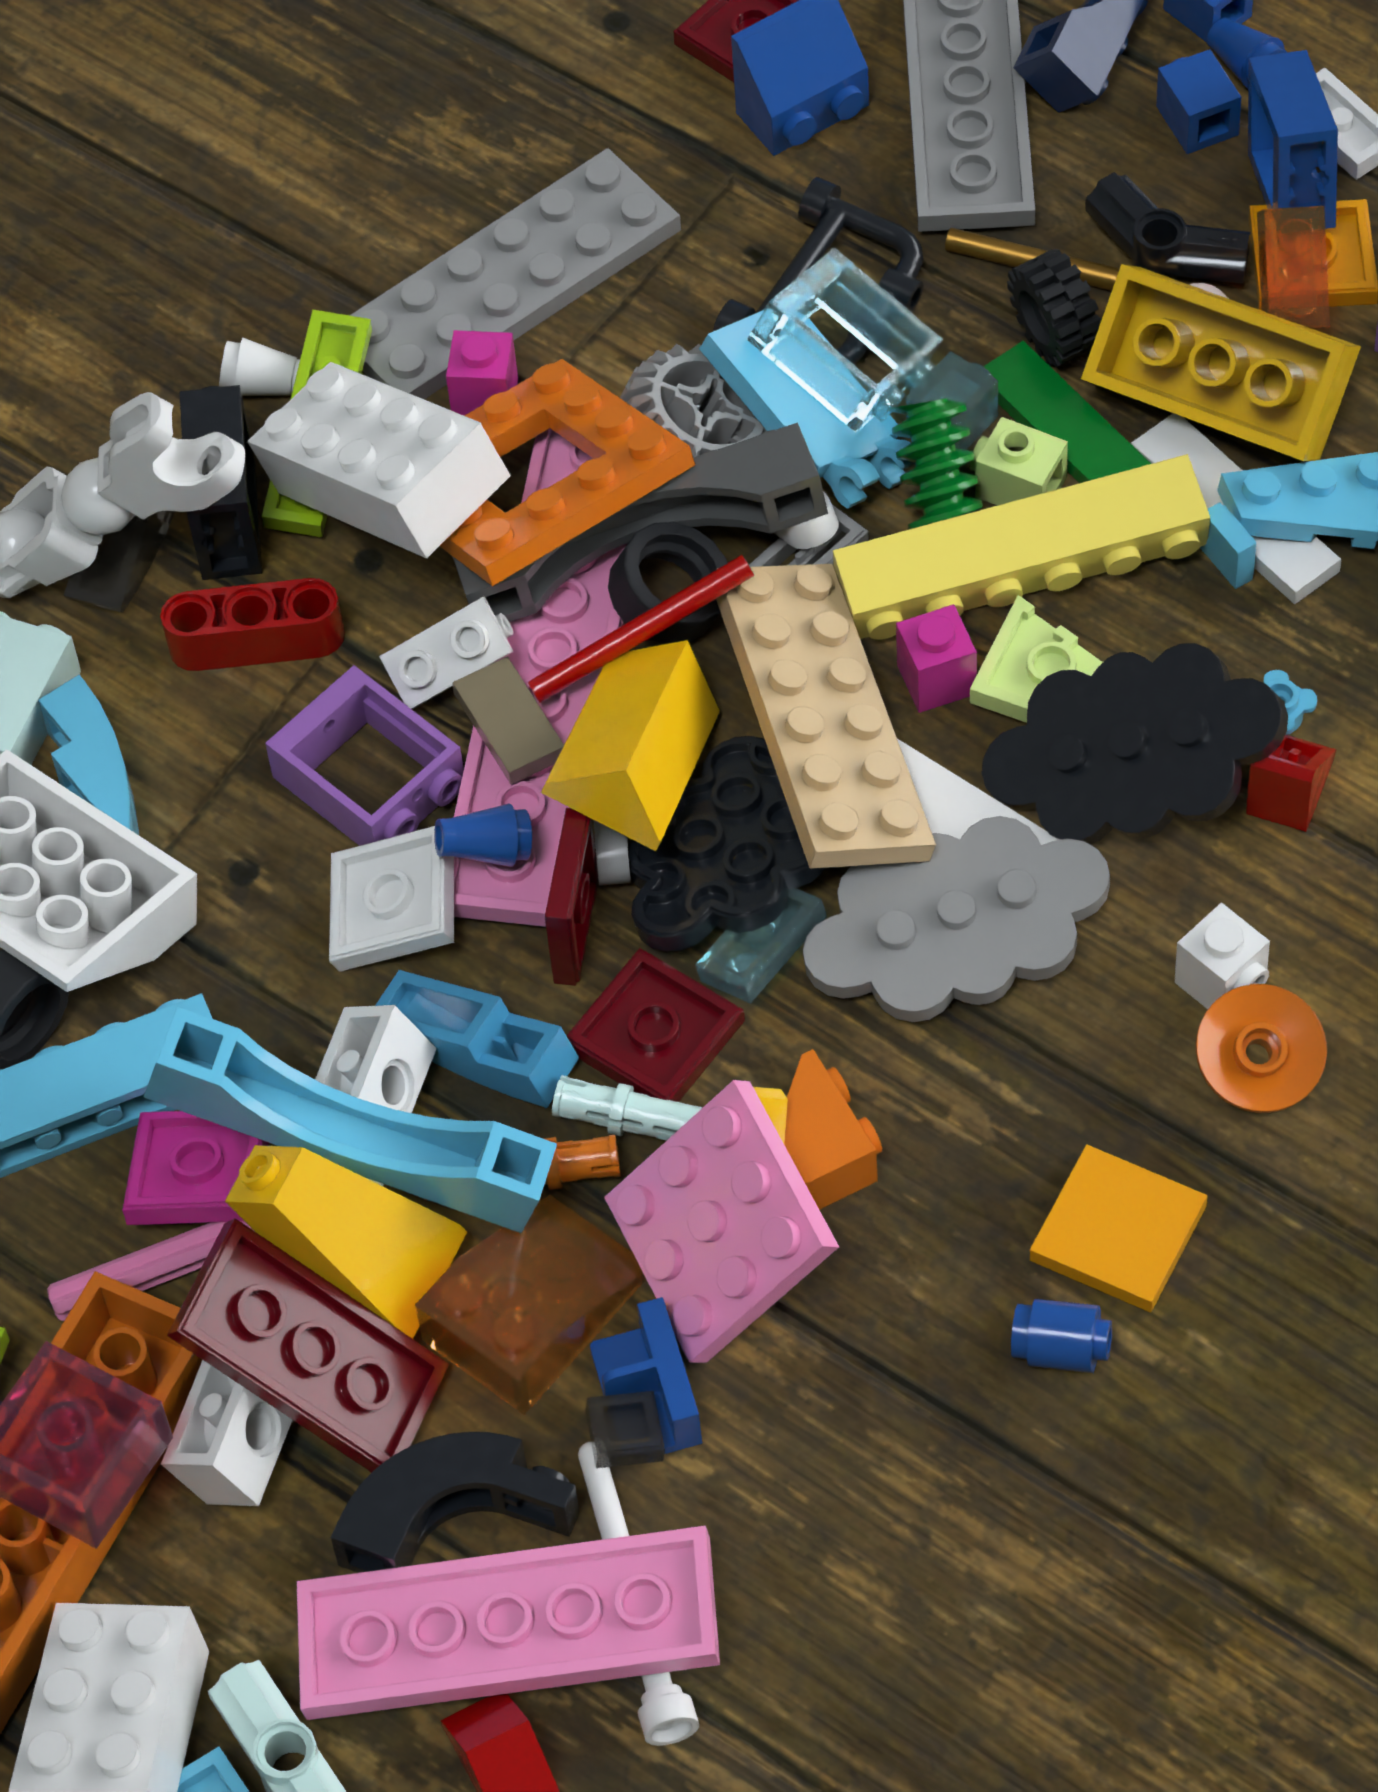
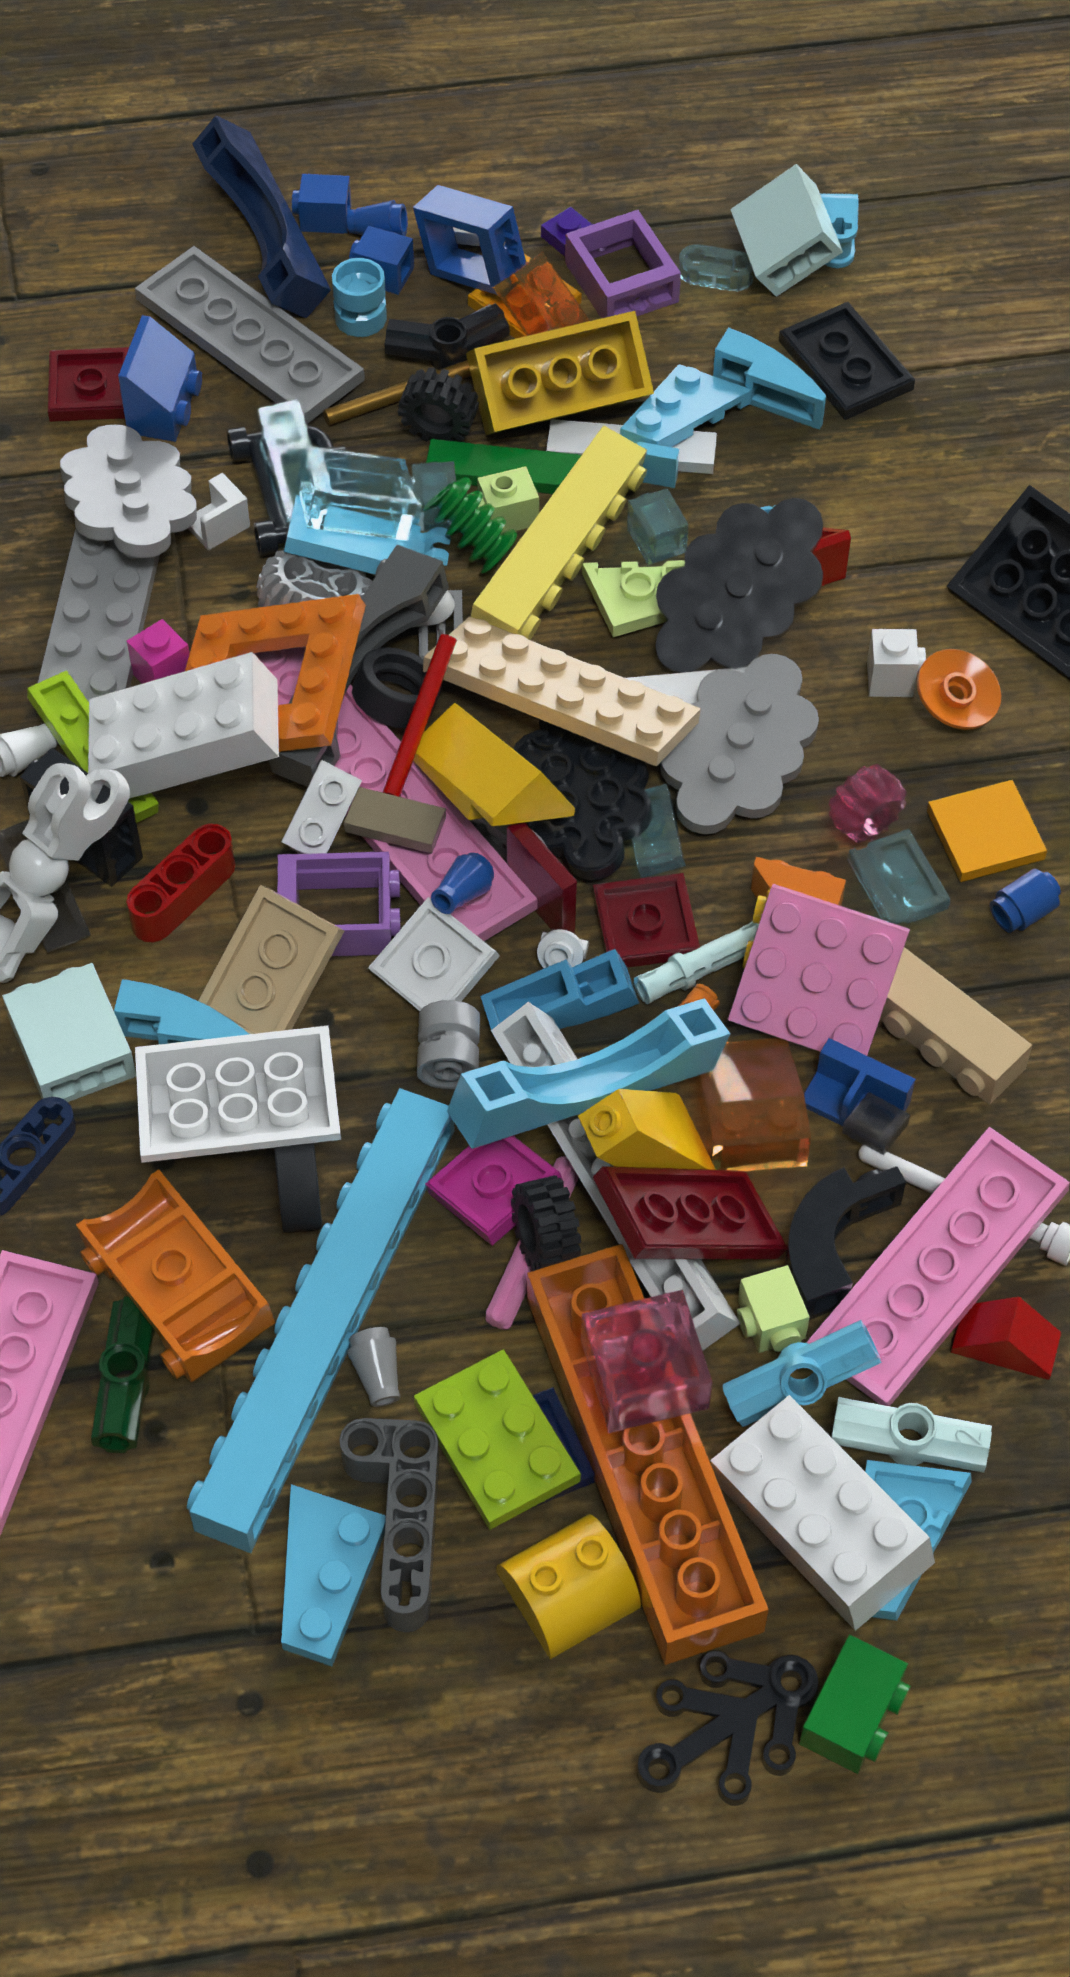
camera: 50 degrees left, 0 degrees up
(165, 1237) = (545, 1222): none -> black tyre
(219, 772) = (271, 964): none -> tan plate
(247, 1603) = (830, 1358): none -> medium azure piece
(298, 1521) = (772, 1310): none -> yellowish green brick
(312, 986) = (447, 1042): none -> light grey wheel
(532, 991) = (561, 945): none -> white plate
(644, 172) = (128, 491): none -> plate
(716, 272) = (224, 516): none -> white panel
(813, 1394) = (953, 1030): none -> tan brick
(861, 228) = (285, 442): none -> clear light blue slope
(936, 658) = (578, 623): dark pink brick -> none
(954, 1200) = (899, 879): none -> clear light blue plate
(1002, 1089) = (867, 803): none -> clear pink gear
(1117, 124) = (359, 297): none -> medium azure wheel
(1148, 611) = (657, 526): none -> clear light blue brick

